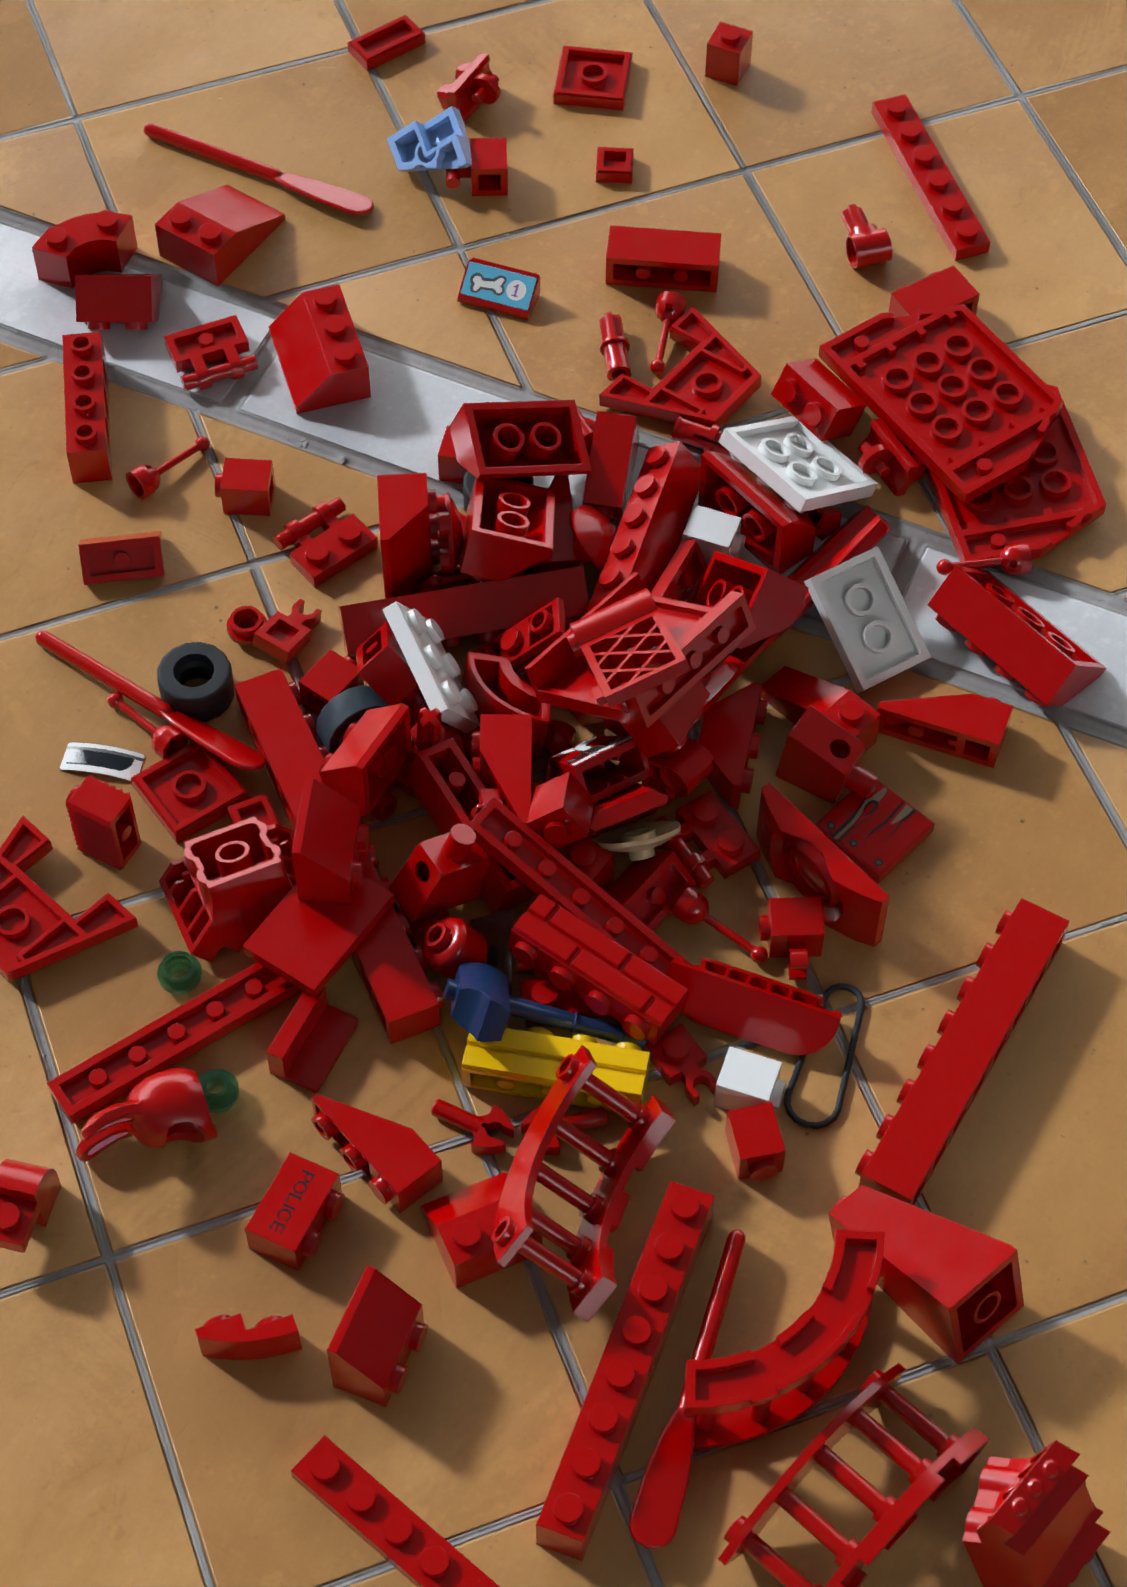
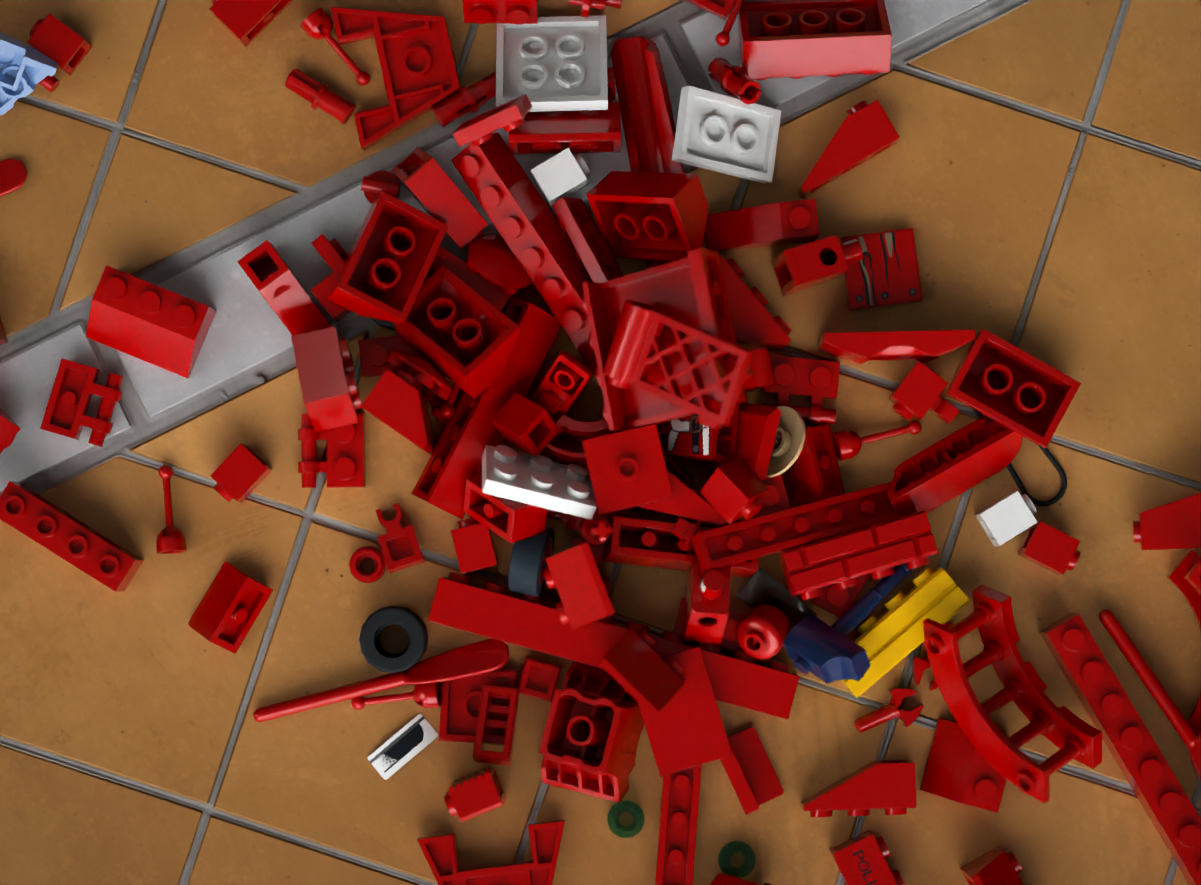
camera: 45 degrees left, 30 degrees up
(160, 821) = (494, 757): none -> red slope
(382, 451) = (327, 378): none -> red brick
(428, 412) = (282, 290): none -> red slope
(473, 628) = (525, 424): none -> red brick
(499, 288) = (192, 136): slope -> none
(503, 712) = (627, 469): none -> red plate
(681, 1058) = (951, 543): red plate -> none
(707, 430) = (480, 128): none -> red plate
(873, 989) = (1013, 387): none -> red slope
(918, 605) = (734, 80): none -> red pin
(964, 1054) = (1095, 363): red brick -> none

